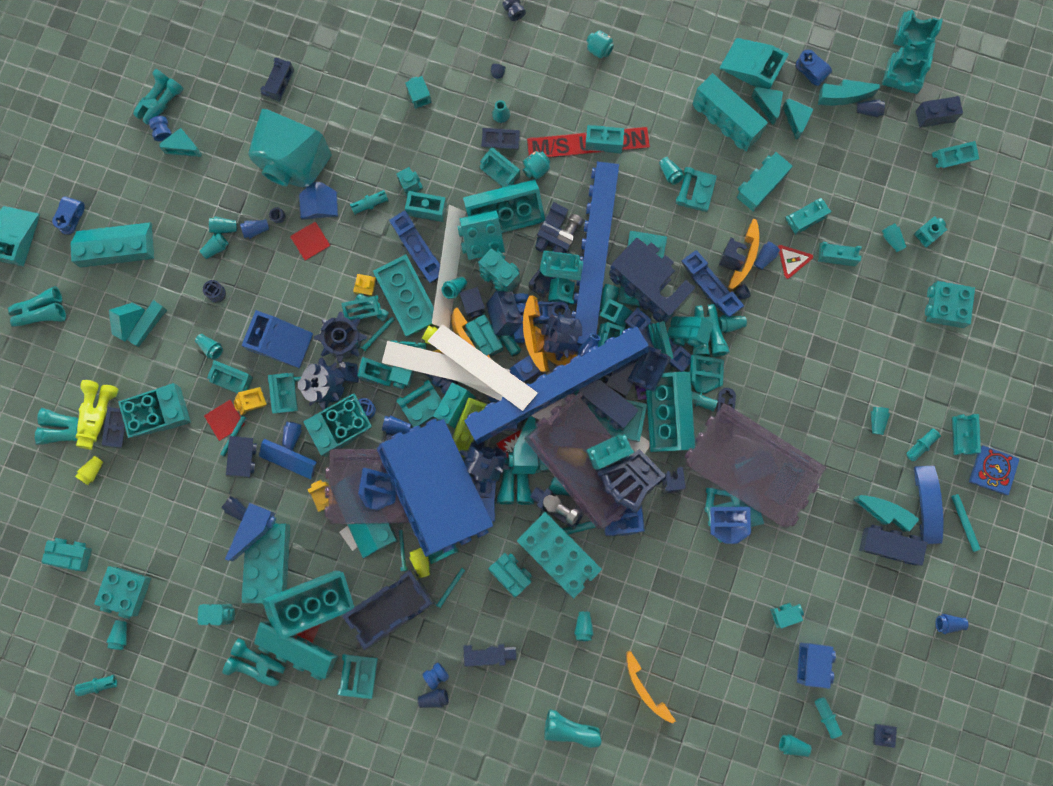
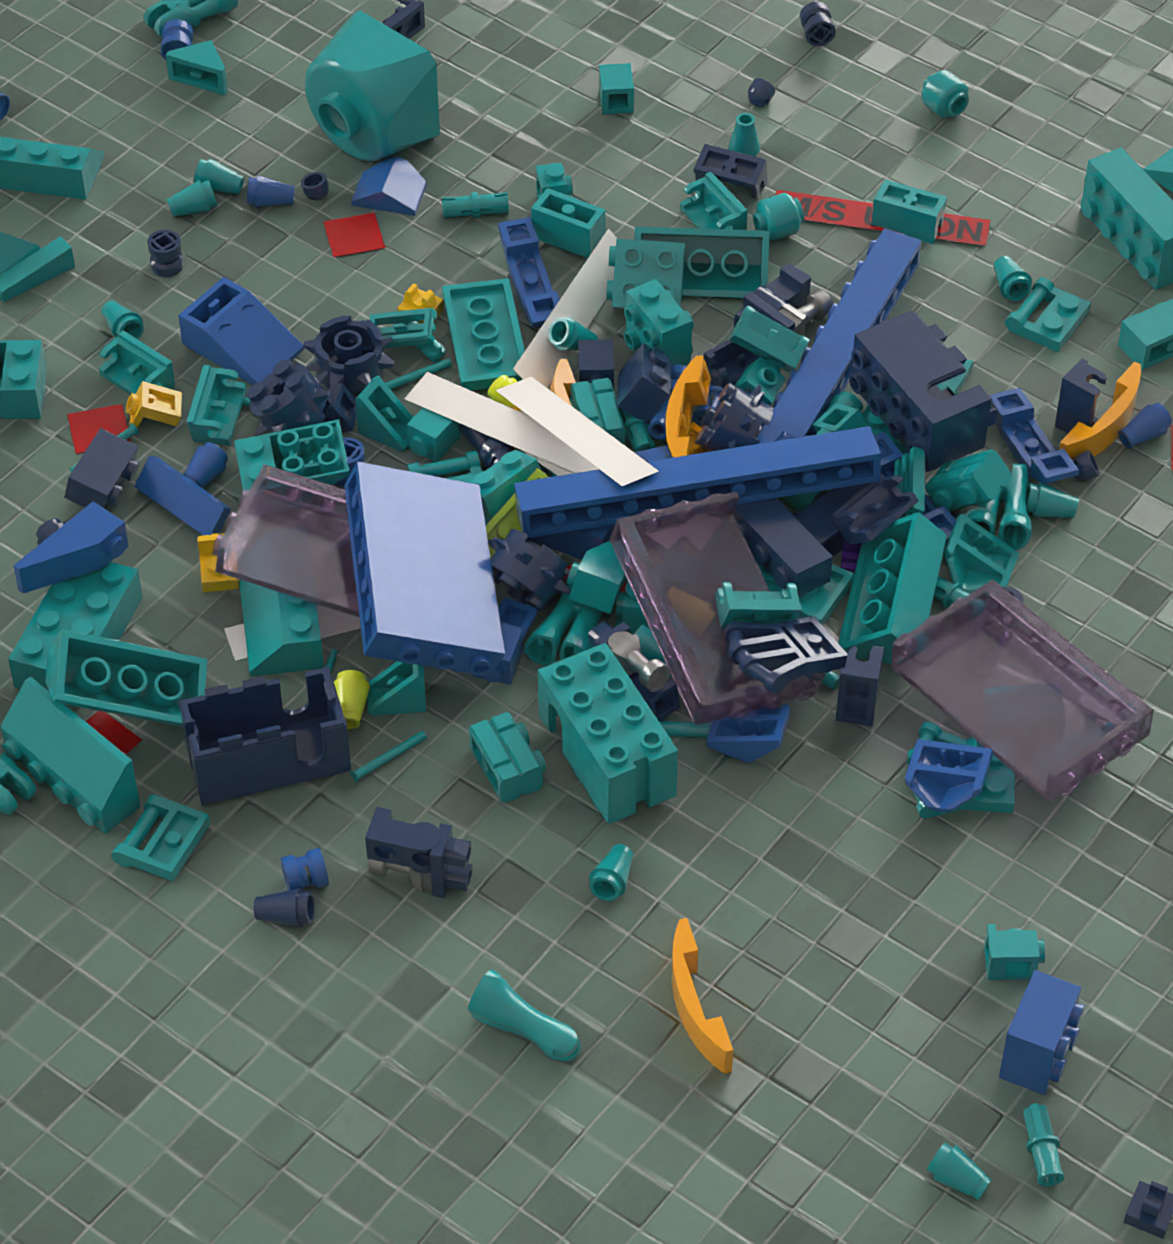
camera: 15 degrees right, 30 degrees down
(376, 489) = (319, 542): blue slope -> none

